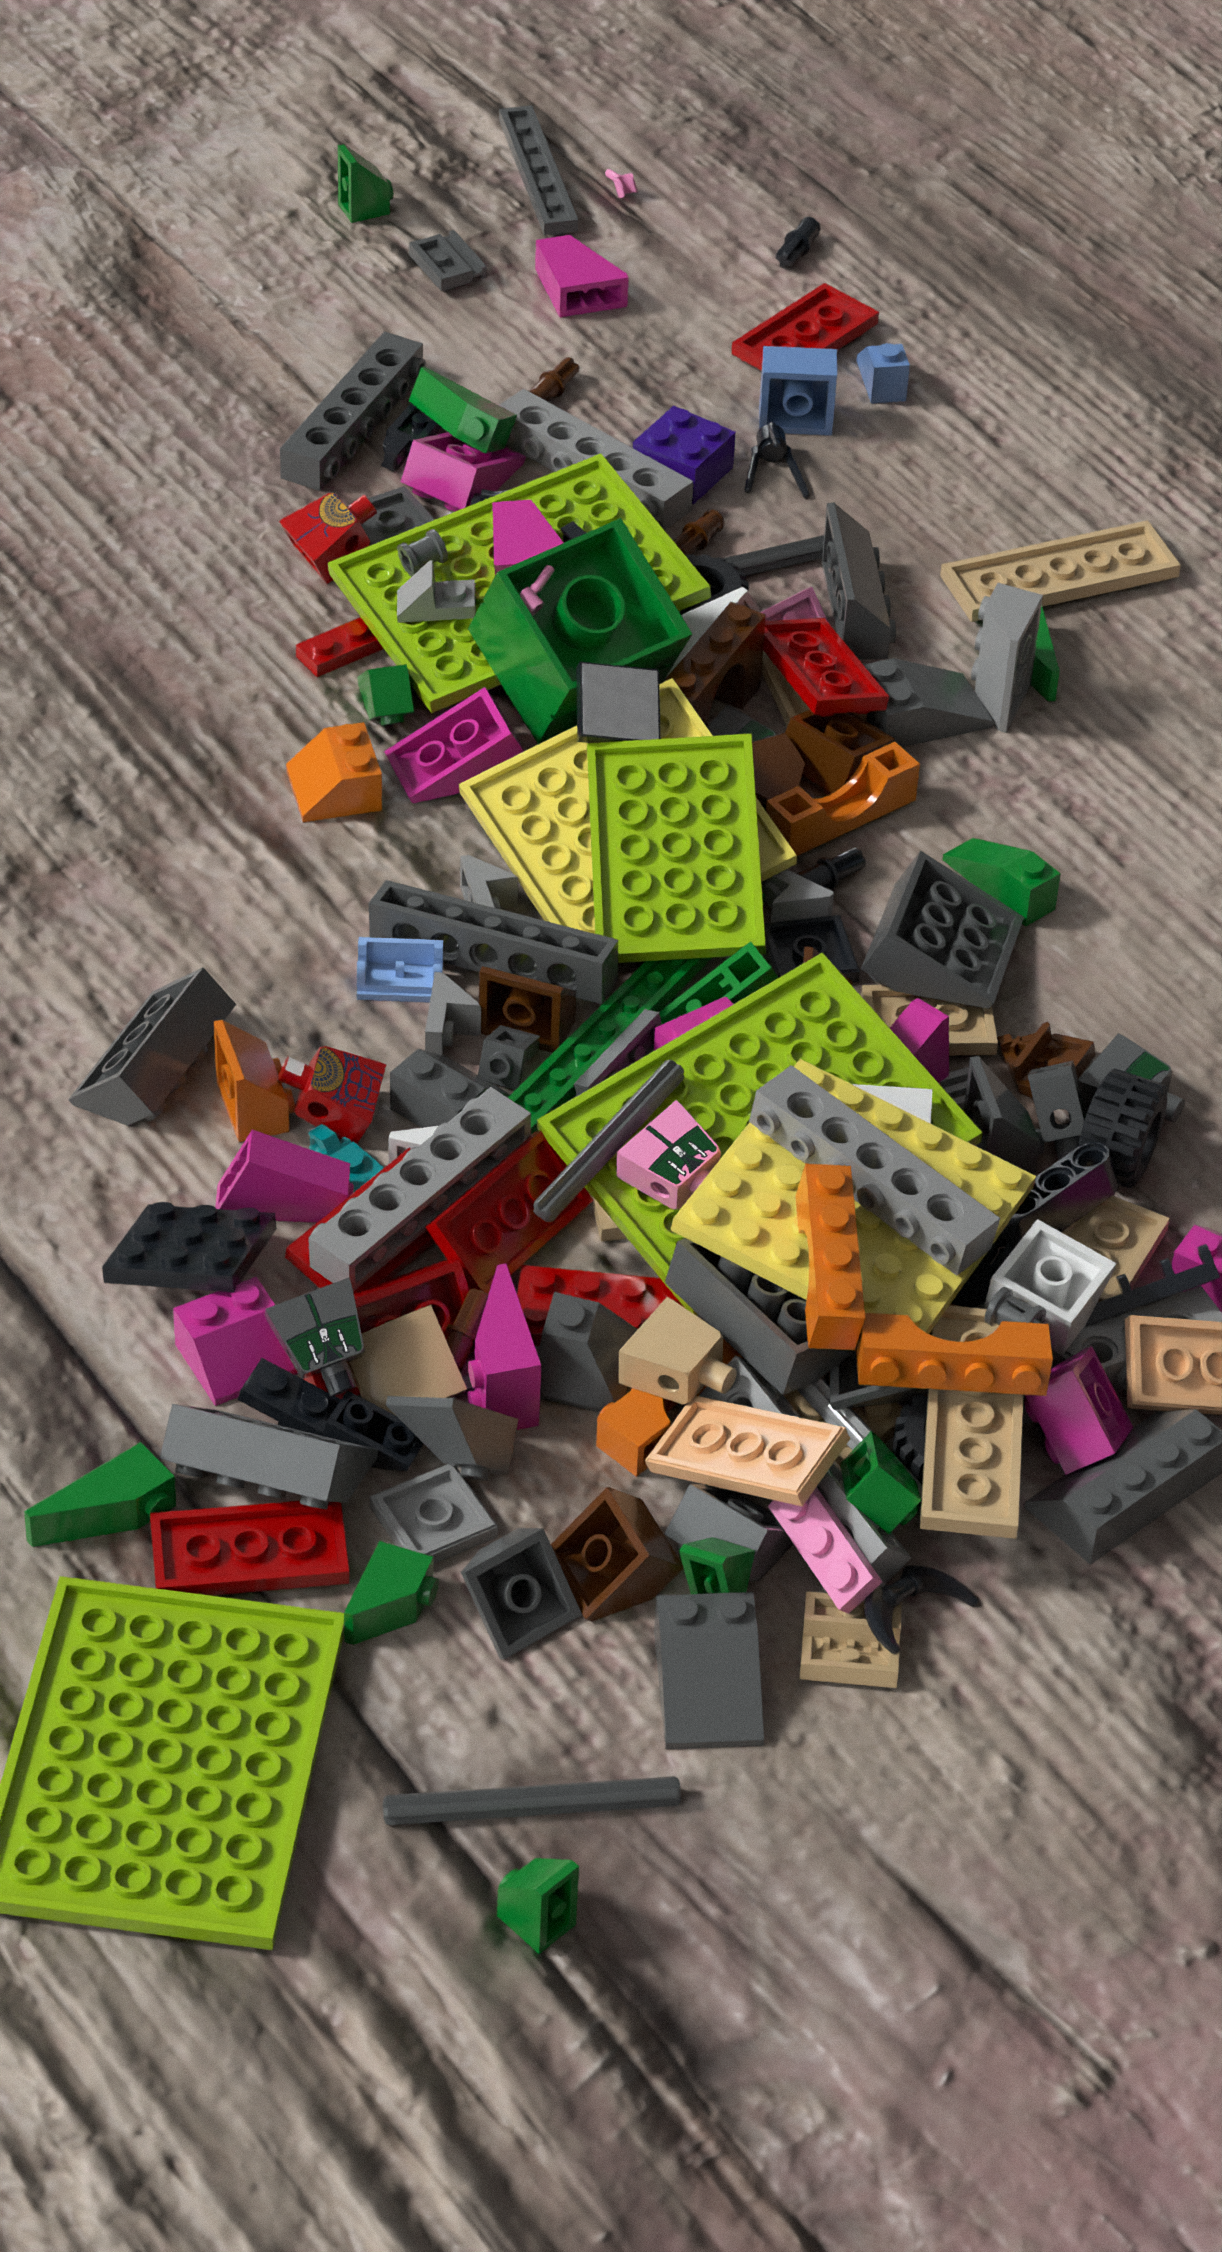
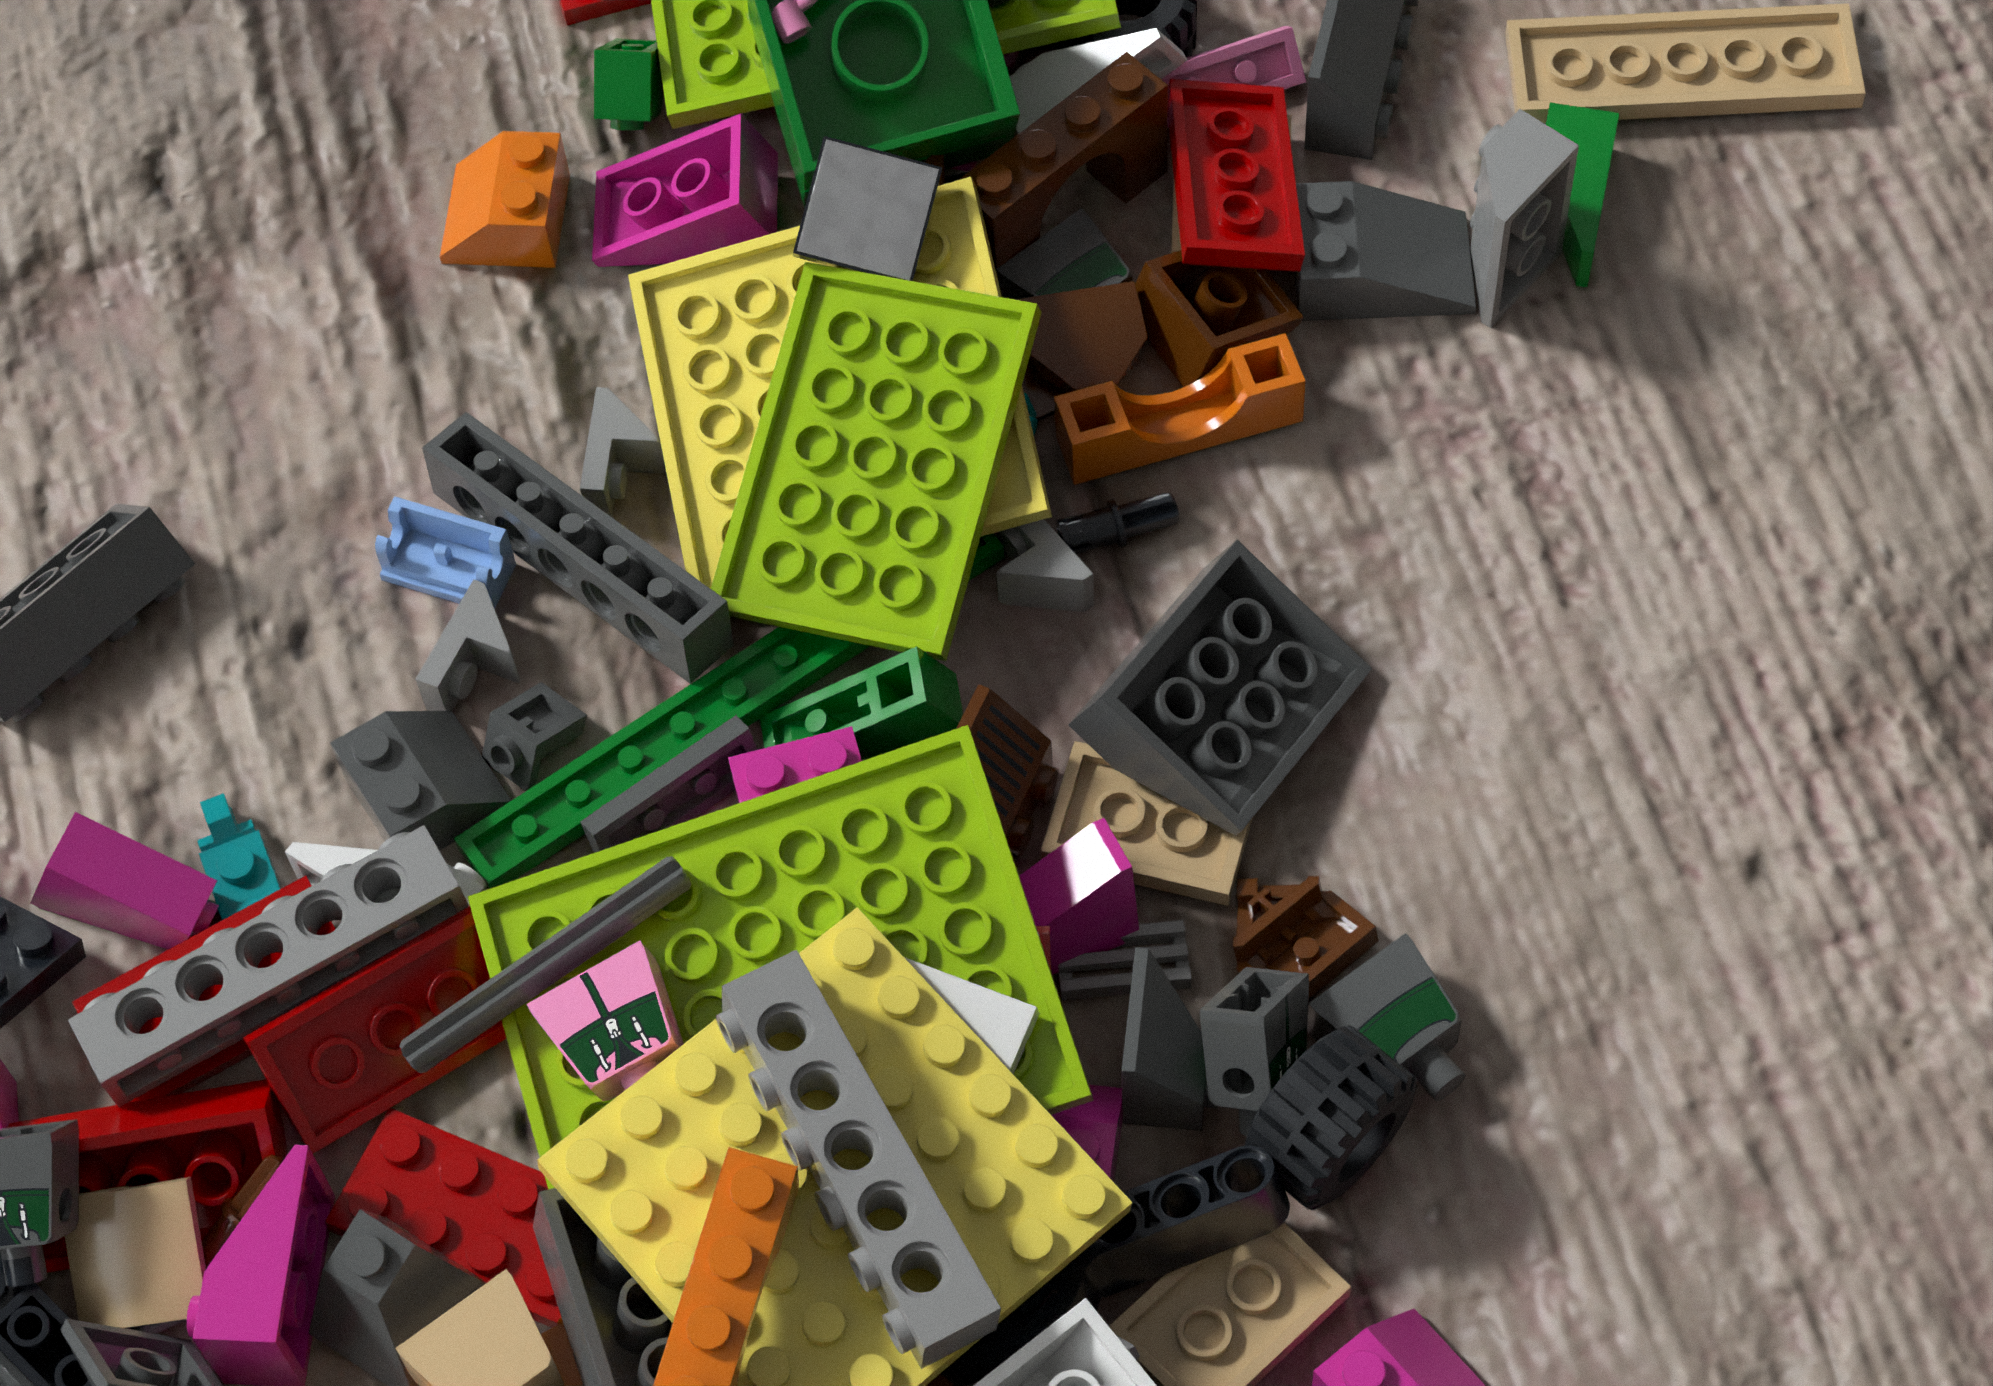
camera: 25 degrees right, 15 degrees up
(250, 1083) = (150, 702): orange slope -> none
(335, 1090) = (256, 747): red torso -> none
(526, 1006) = (582, 661): reddish brown slope -> none
(827, 934) = (1035, 652): black tile -> none
(1009, 875) = (1372, 592): green slope -> none

